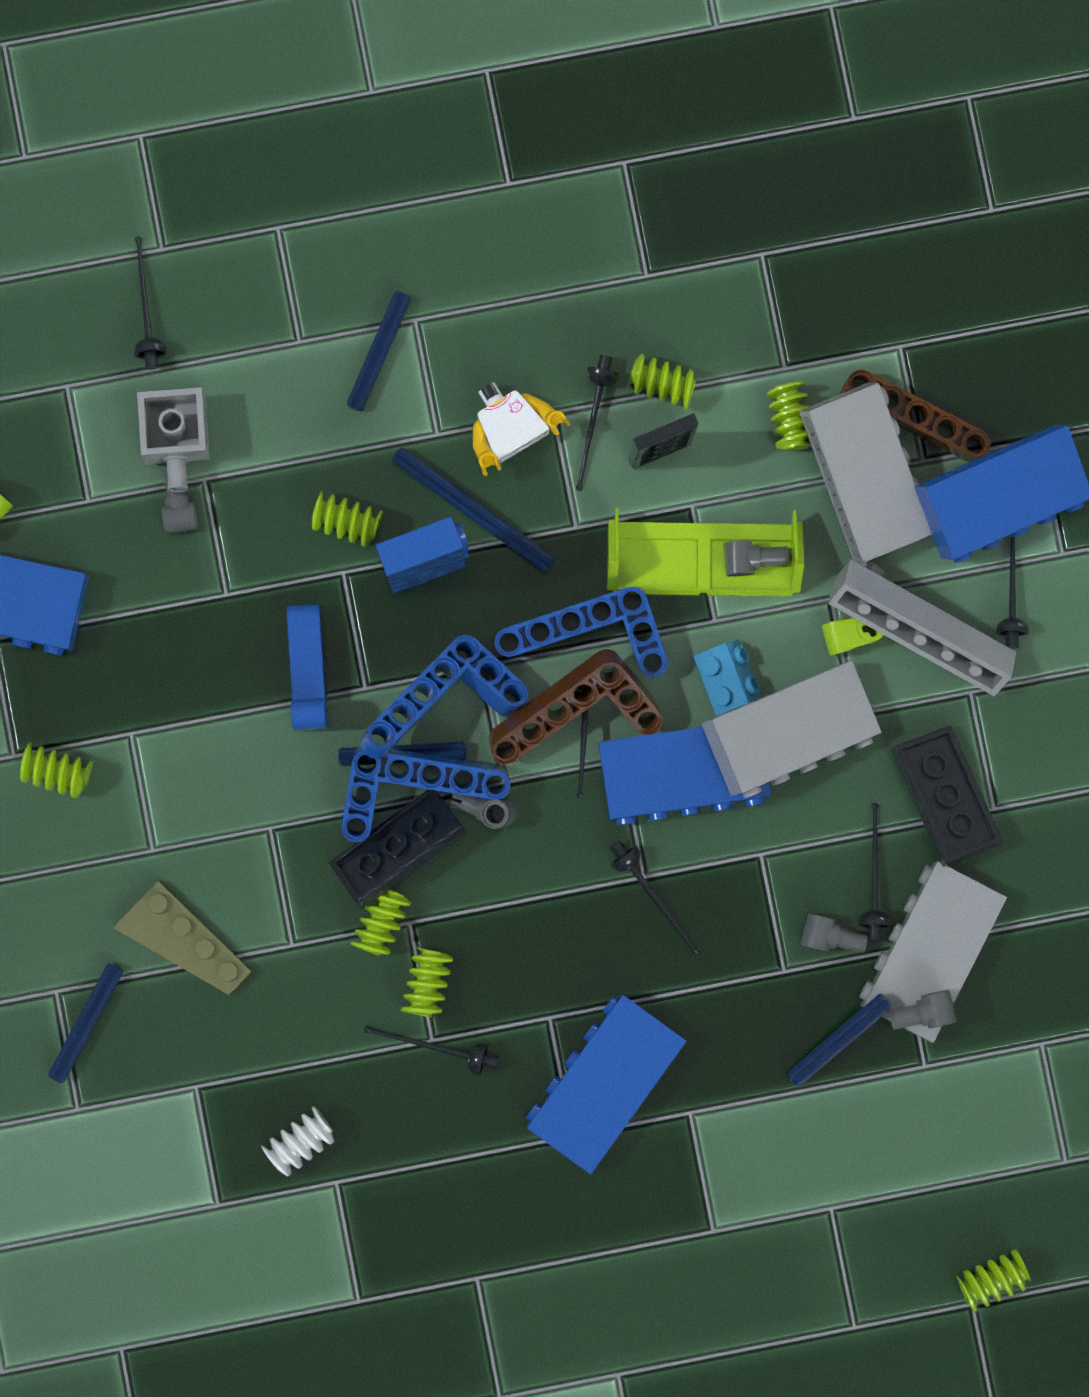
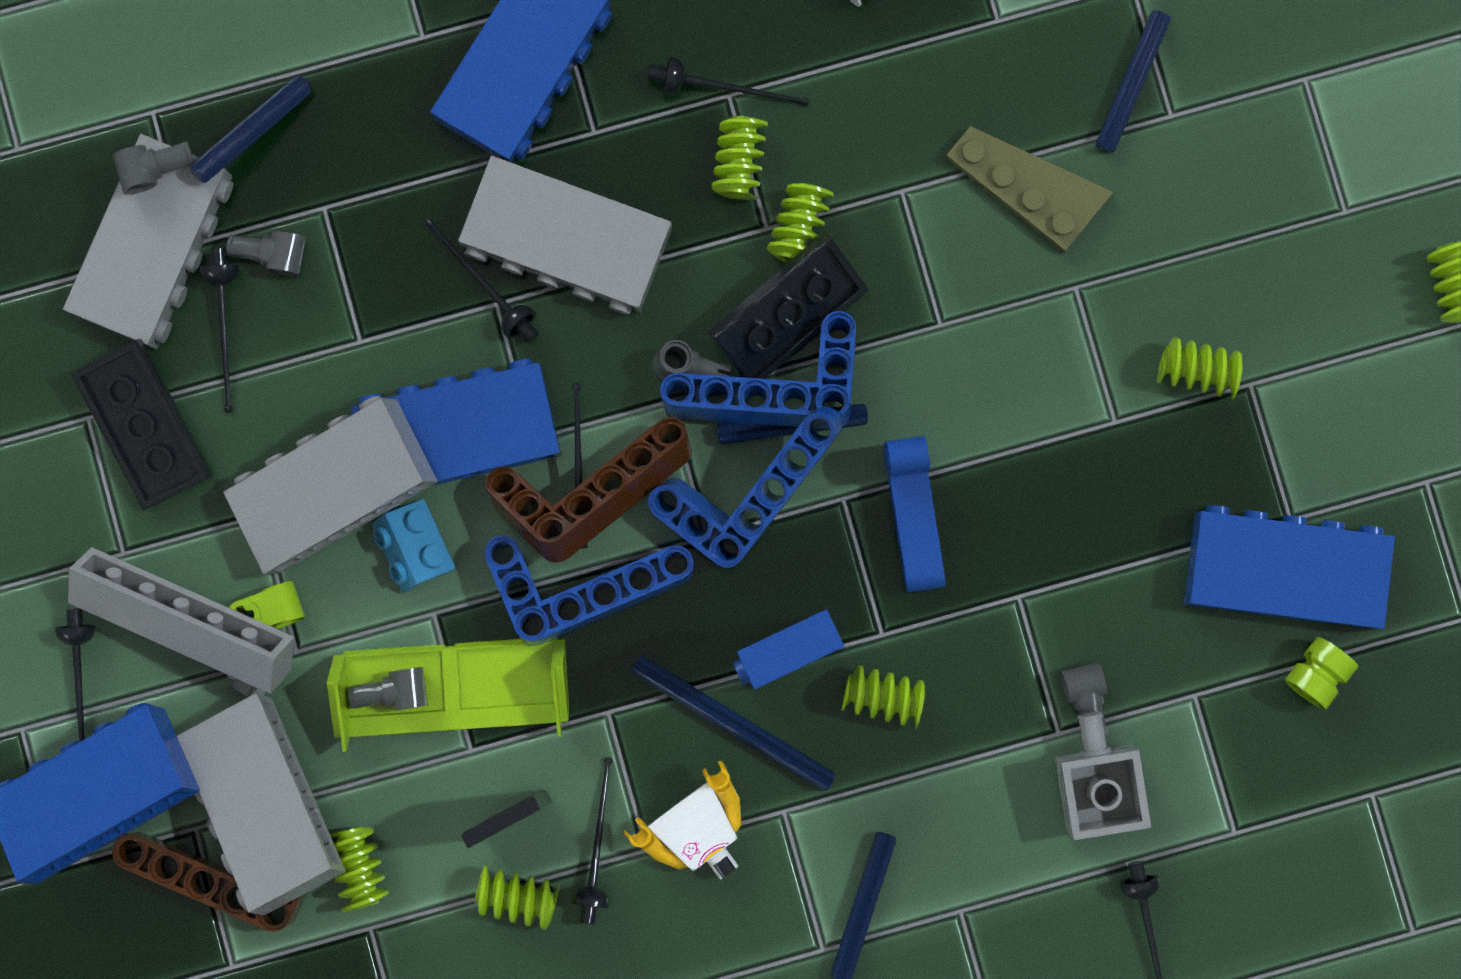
camera: 175 degrees left, 0 degrees up
(581, 927) = (564, 236): none -> light grey brick

